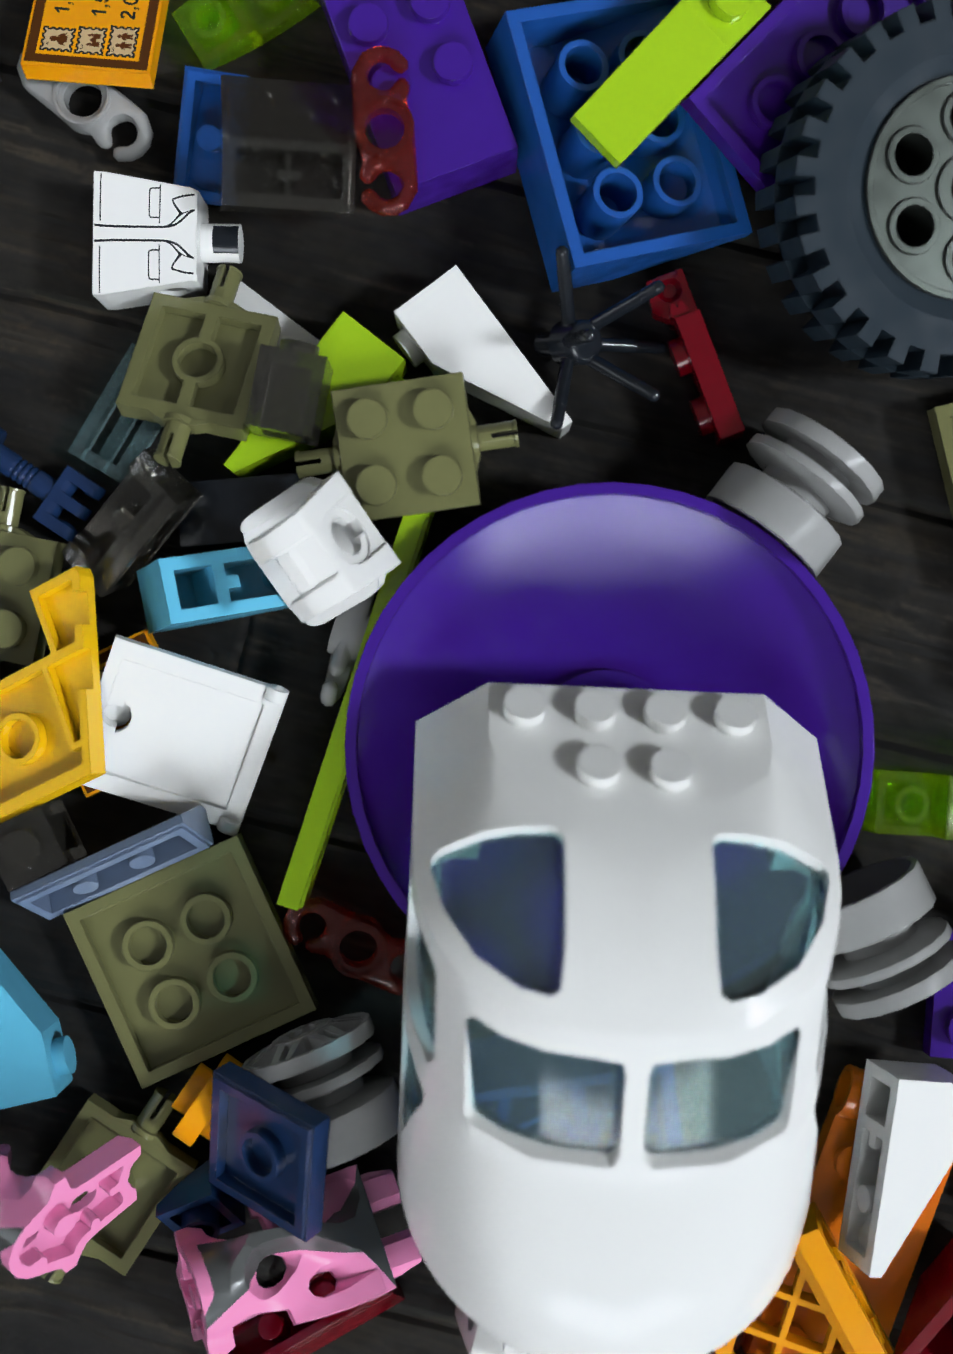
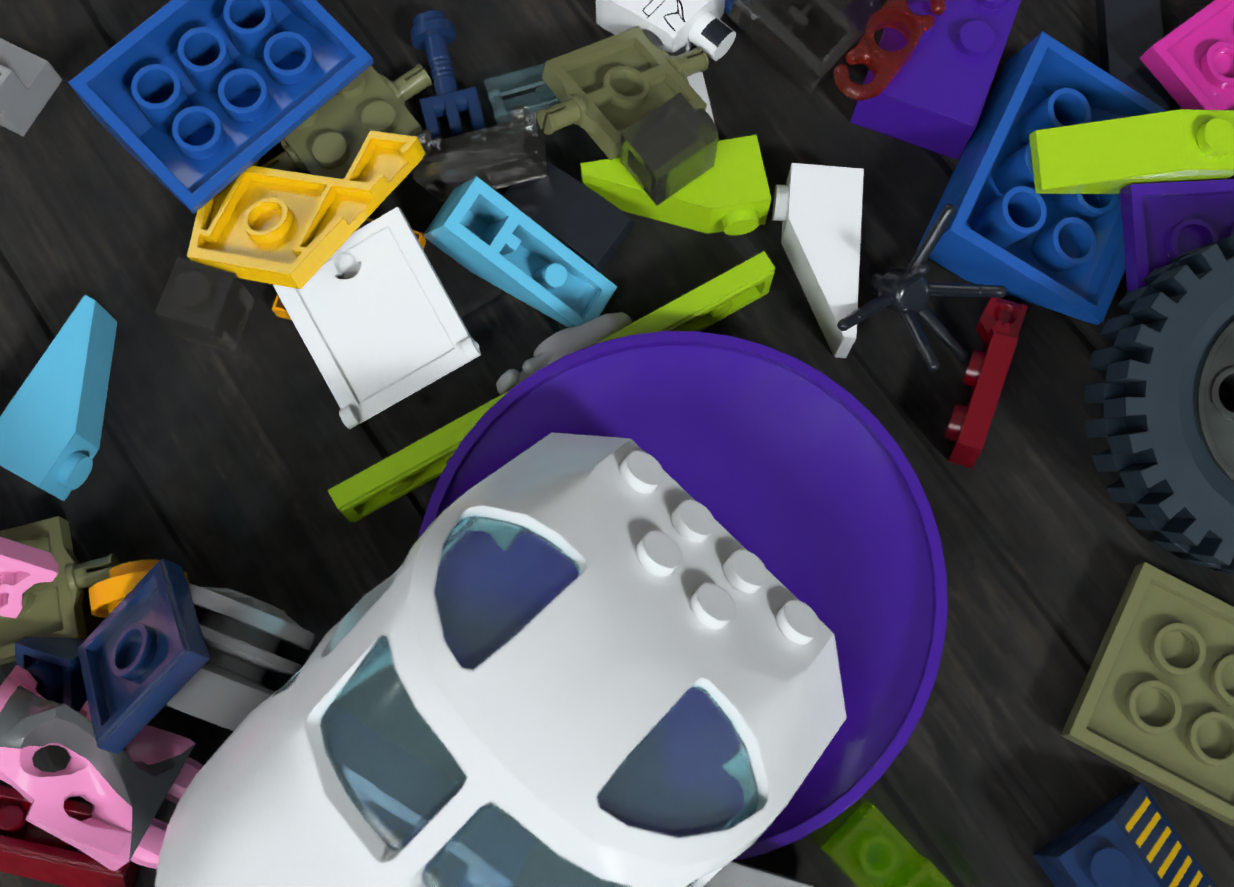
camera: 40 degrees right, 15 degrees down
(117, 865) = (246, 364): sand blue slope -> none
(191, 960) = (230, 486): olive plate -> none
(318, 548) = (593, 262): white piece -> none
(339, 923) = (358, 553): clear red piece -> none
(408, 446) = (719, 254): olive plate -> none
(803, 480) = (995, 524): light grey wheel -> none

